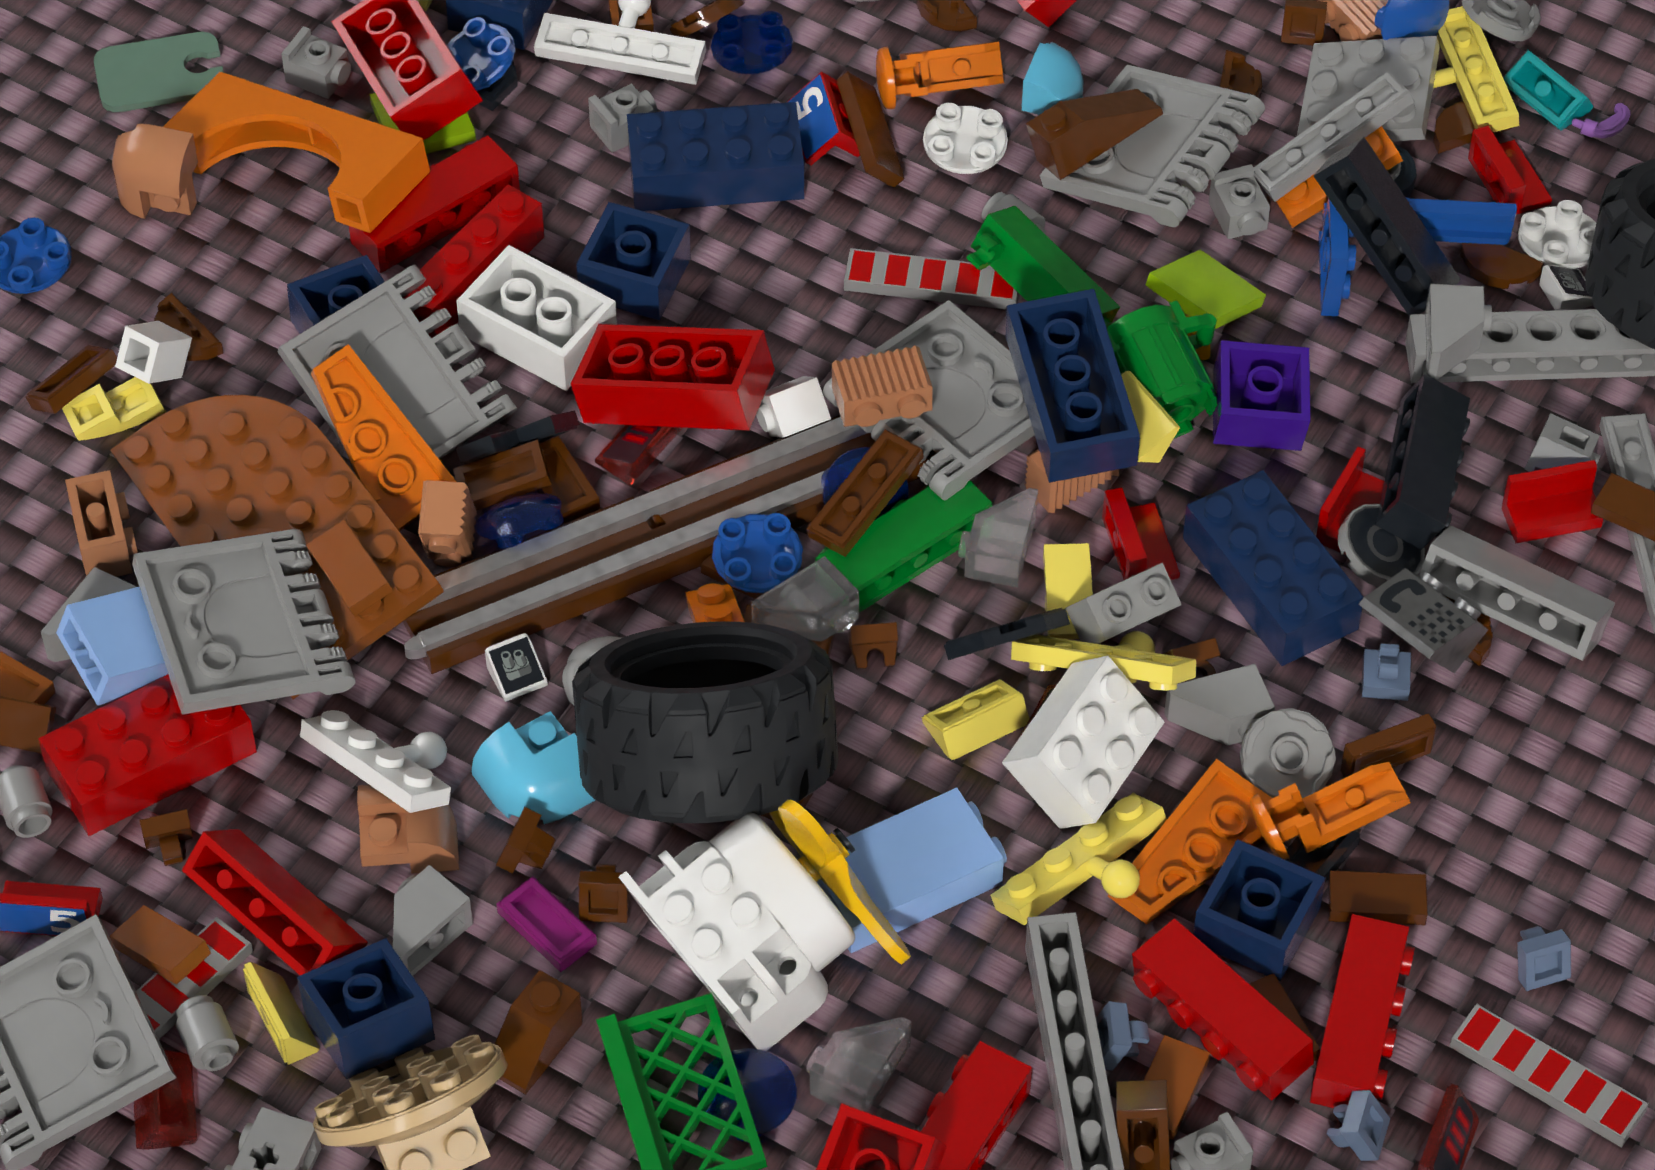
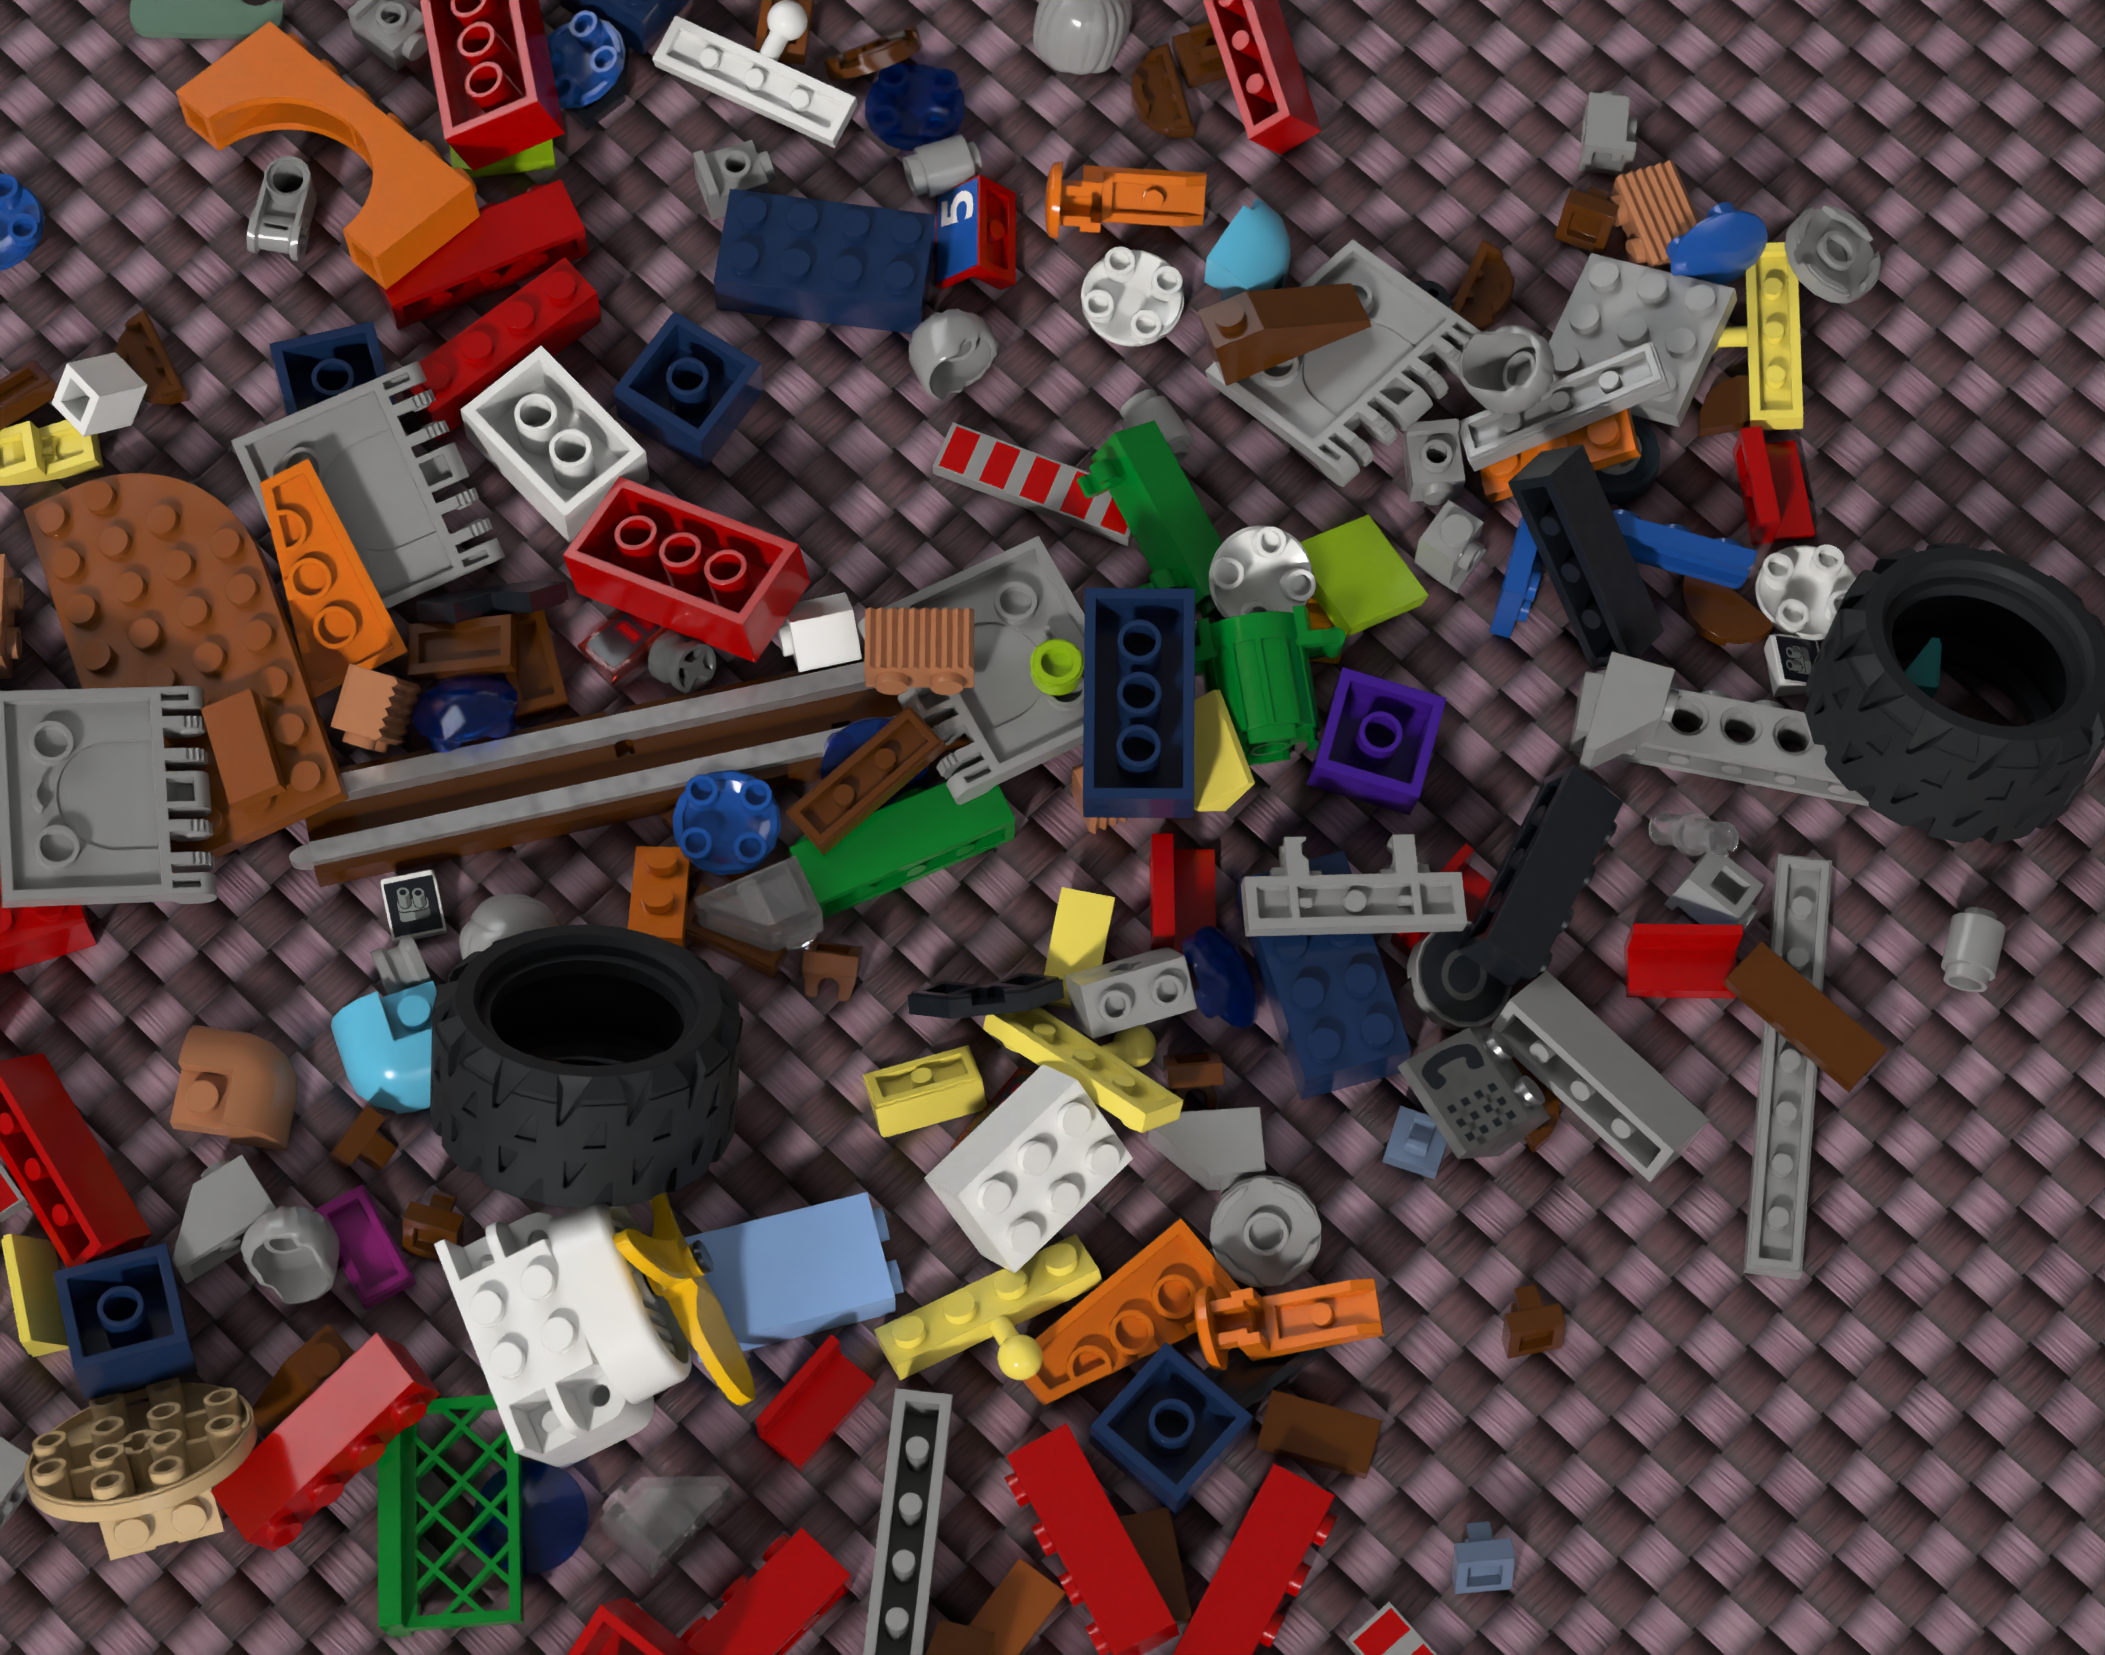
camera: 10 degrees right, 15 degrees up
(155, 170) = (160, 144): nougat brick -> none
(266, 200) = (280, 218): none -> light grey piece
(395, 772) = (219, 1009): white plate -> none
(492, 931) = (292, 1253): none -> light grey hair
(518, 708) = (400, 966): none -> light grey wheel
(563, 1058) = (325, 1443): none -> red brick
(685, 449) = (682, 662): none -> dark grey wheel
(785, 76) = (941, 166): none -> light grey brick
(836, 196) = (951, 351): none -> light grey hair
(870, 129) = (1021, 262): reddish brown tile -> none
(957, 959) = (814, 1404): none -> red panel
(994, 382) = (1057, 667): none -> lime tile
(1000, 540) = (1017, 864): clear slope -> none
(1118, 1034) = (962, 1549): sand blue tile -> none
(1131, 284) = (1260, 572): none -> white dish
(1198, 584) = (1223, 977): none -> clear blue dish
(1273, 256) = (1451, 547): none -> light grey brick
(1283, 113) = (1507, 369): none -> light grey hair
(1313, 491) = (1392, 901): none -> light grey hinge
(1392, 745) = (1387, 1246): reddish brown tile -> none
(1524, 780) = (1531, 1325): none -> reddish brown tile
(1533, 407) = (1693, 833): none -> clear pin
(1546, 91) = (1855, 380): teal slope -> none
(1606, 128) = (1916, 446): medium lavender piece -> none

